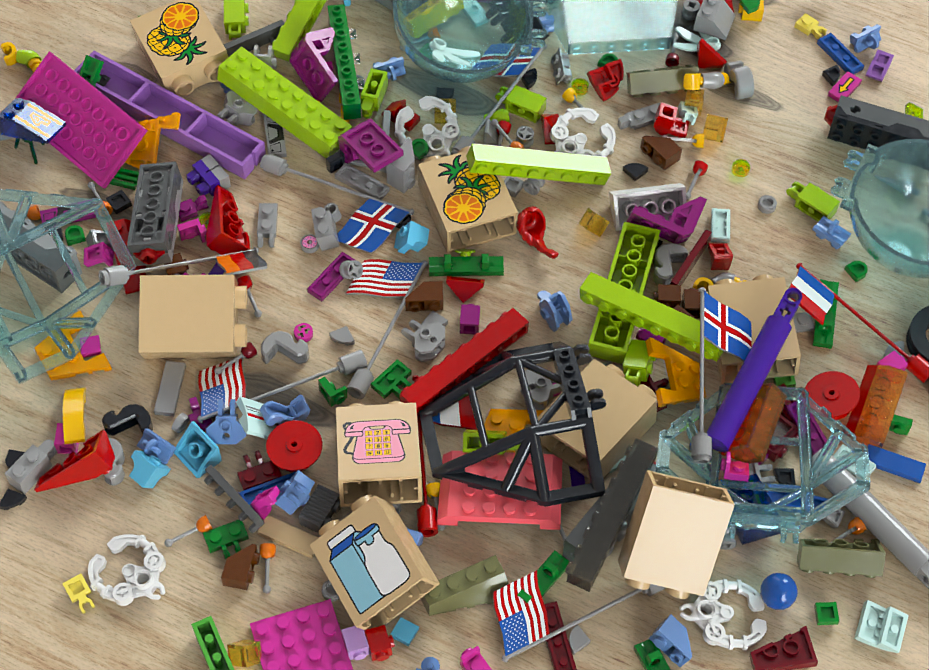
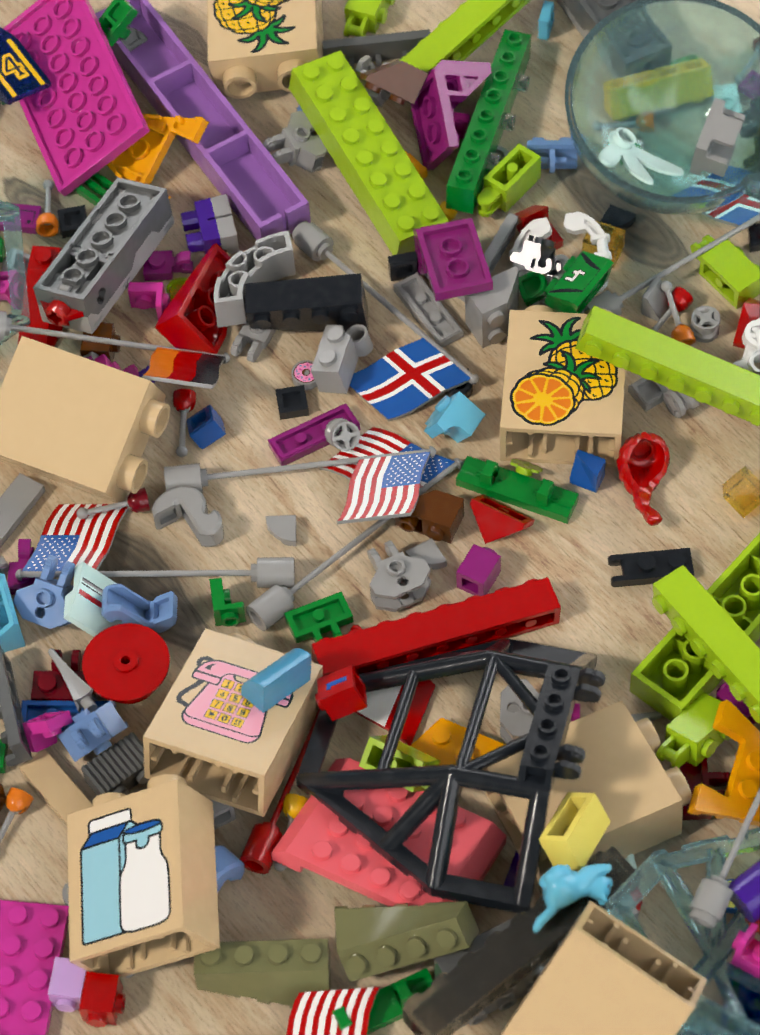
camera: 30 degrees right, 0 degrees up
(248, 193) = (265, 262): none -> light grey brick
(265, 294) = (205, 427): none -> blue slope
(272, 472) = (78, 688): none -> light grey piece
(274, 137) = (334, 204): light grey tile -> none
(283, 53) = (397, 79): none -> reddish brown slope
(293, 201) = (307, 303): none -> black wedge
(303, 331) = (230, 502): dark pink tile -> none
(309, 262) = (292, 402): none -> black tile
(390, 291) = (378, 489): none -> flag
(398, 418) = (278, 679): none -> dark azure brick
(404, 631) = (148, 997): medium azure tile -> none
(416, 128) = (538, 256): none -> piece
(434, 414) = (341, 693): none -> red brick
(449, 135) = (579, 283): none -> green slope
(491, 27) = (717, 140): none -> light grey panel
(500, 115) = (684, 278): lime cone -> none
(502, 241) = (587, 471): none -> blue slope
(537, 536) = (389, 938): none -> olive wedge
(554, 309) = (610, 602): medium blue hinge -> none
(565, 281) = (649, 566): none -> black hinge
(612, 437) = (574, 830): none -> light yellow brick
(625, 469) = (564, 887): none -> medium azure animal

